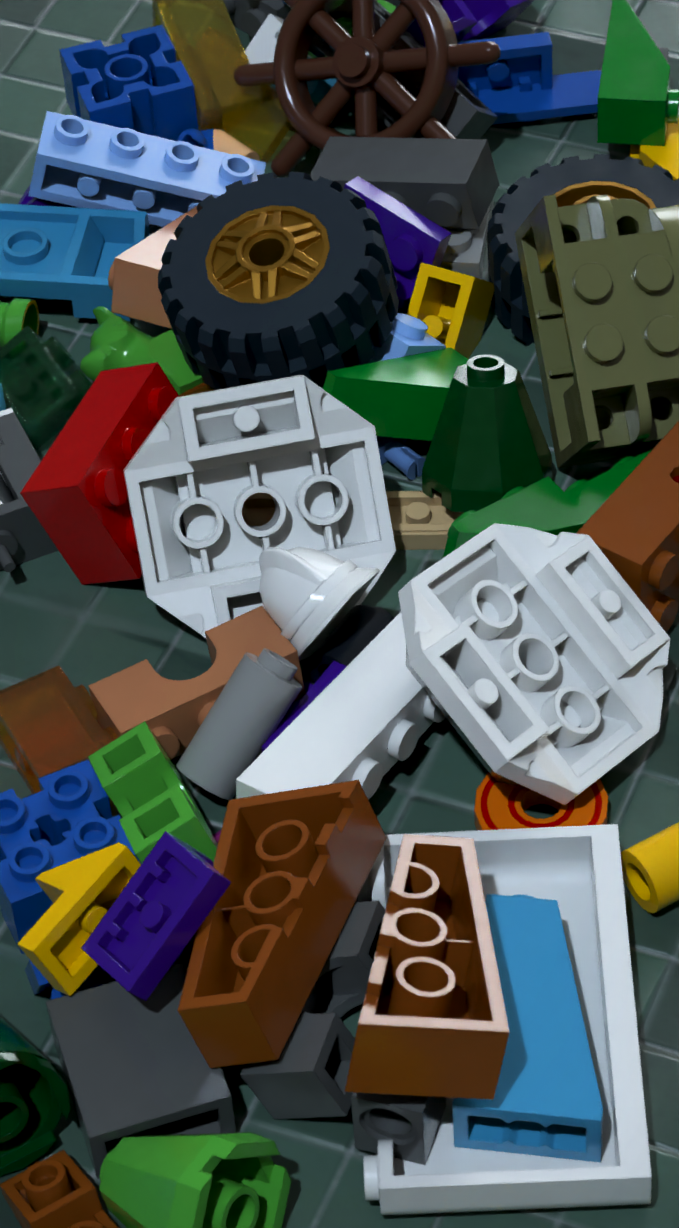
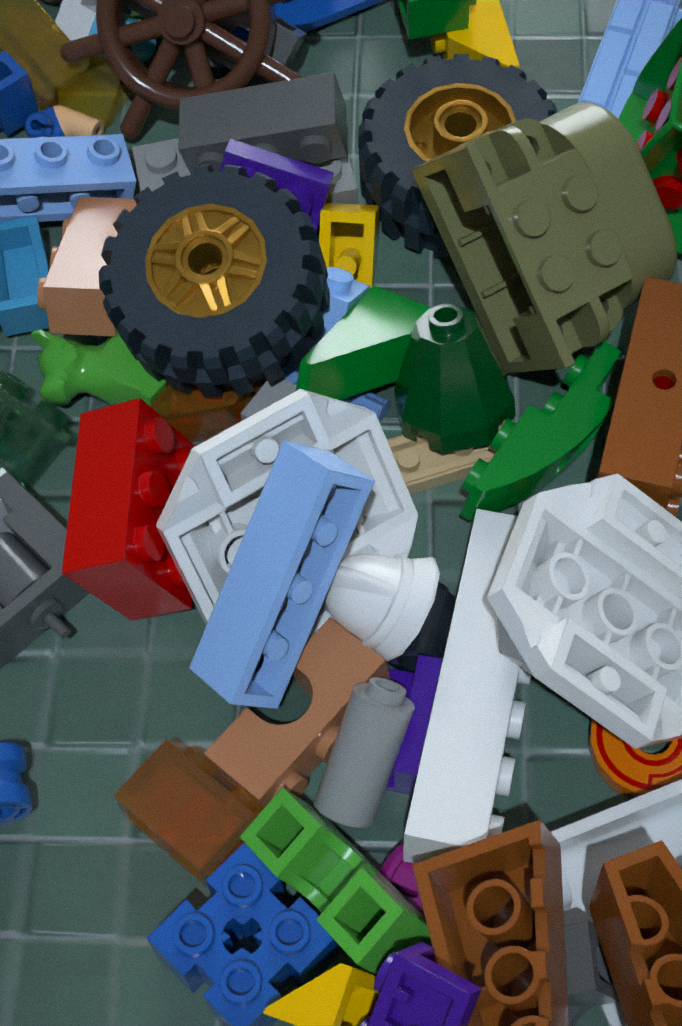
camera: 20 degrees left, 15 degrees up
(218, 537) = (280, 575): none -> light blue brick

